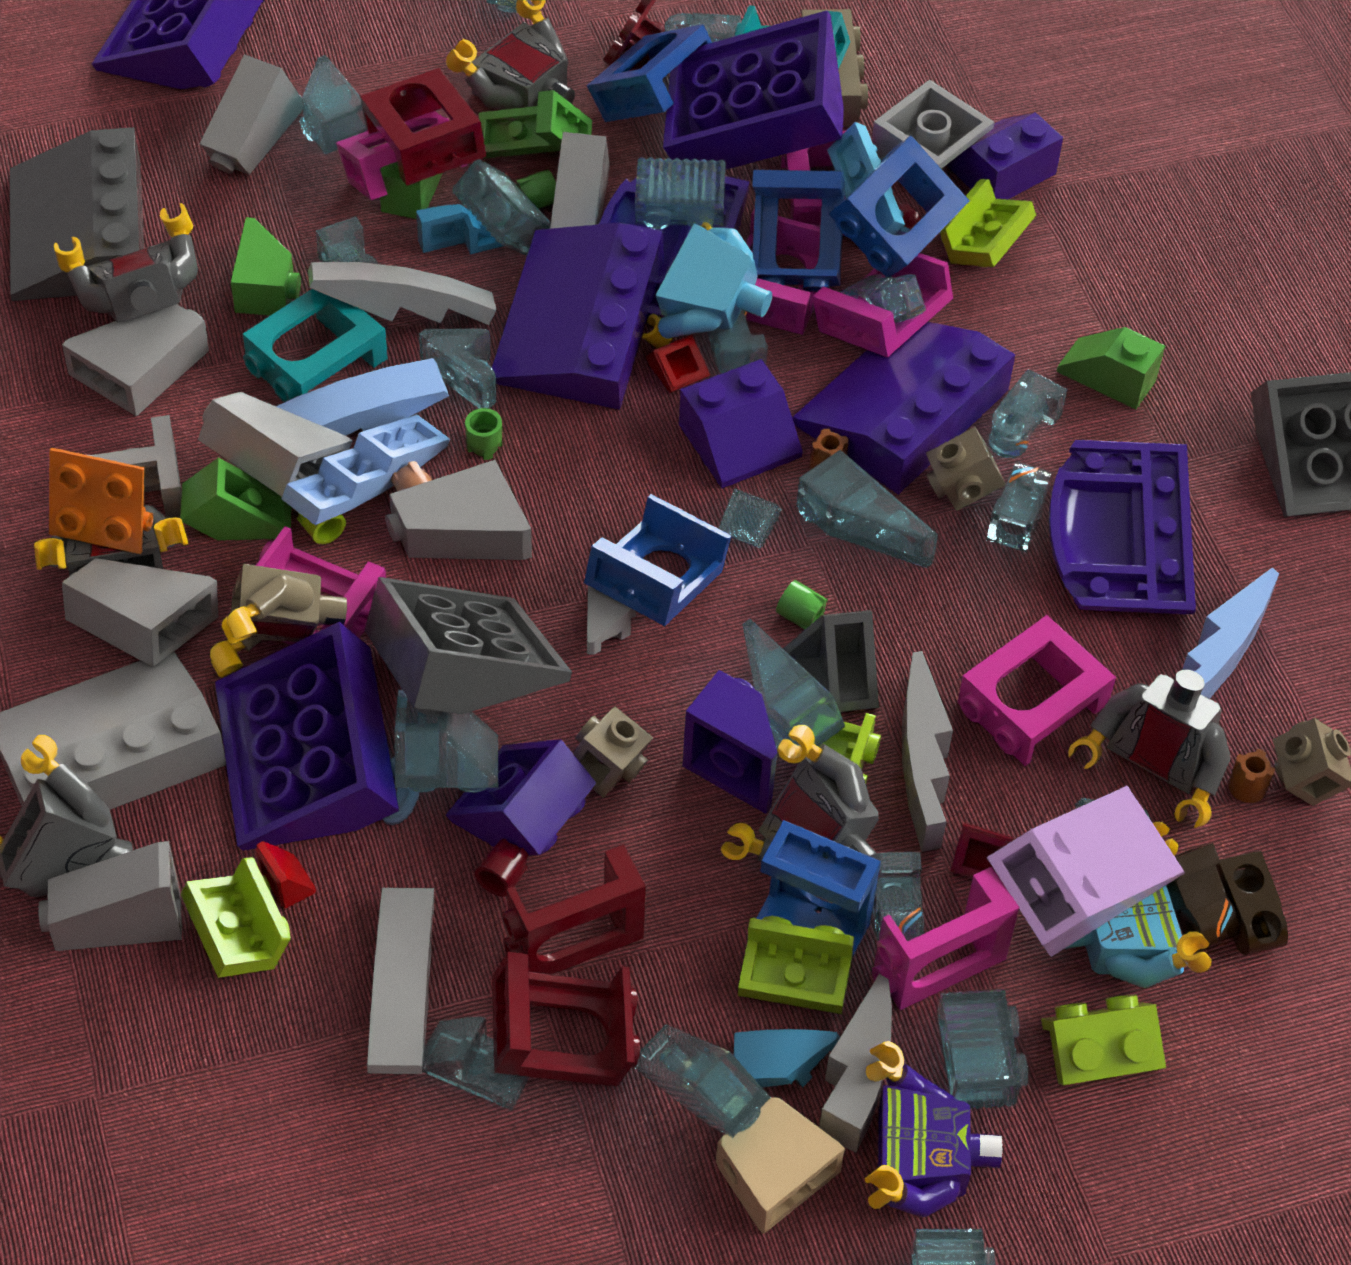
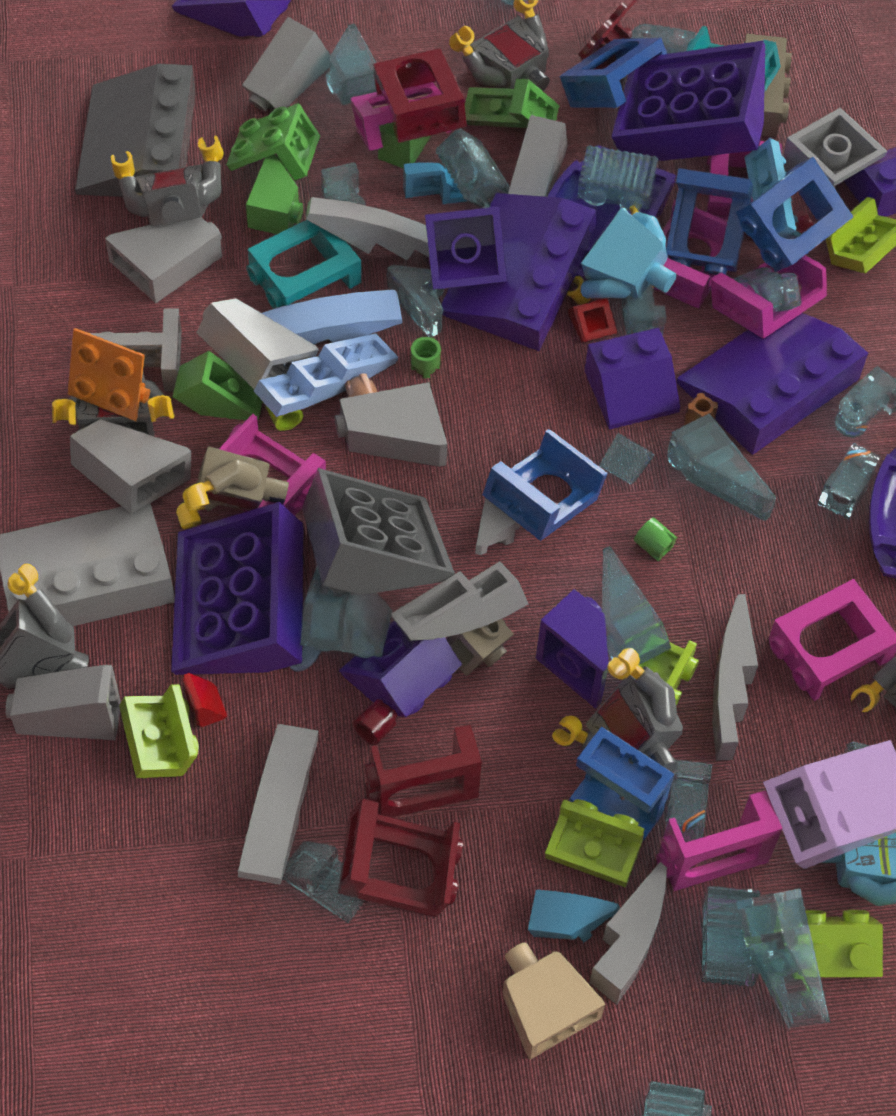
camera: 10 degrees right, 5 degrees up
(259, 191) = (283, 133): none -> bright green bracket
(512, 295) = (465, 248): none -> dark purple slope
(539, 188) = (505, 157): bright green hose -> none
(586, 708) = (461, 604): none -> light grey slope
(703, 1079) = (500, 928): clear light blue slope -> none
(841, 657) = (676, 590): dark grey slope -> none
(922, 1140) = (670, 1007): torso -> none
(964, 469) = (808, 444): dark tan brick -> none
(974, 848) = (760, 767): dark red slope -> none
(1048, 1057) = (784, 954): none -> clear light blue slope

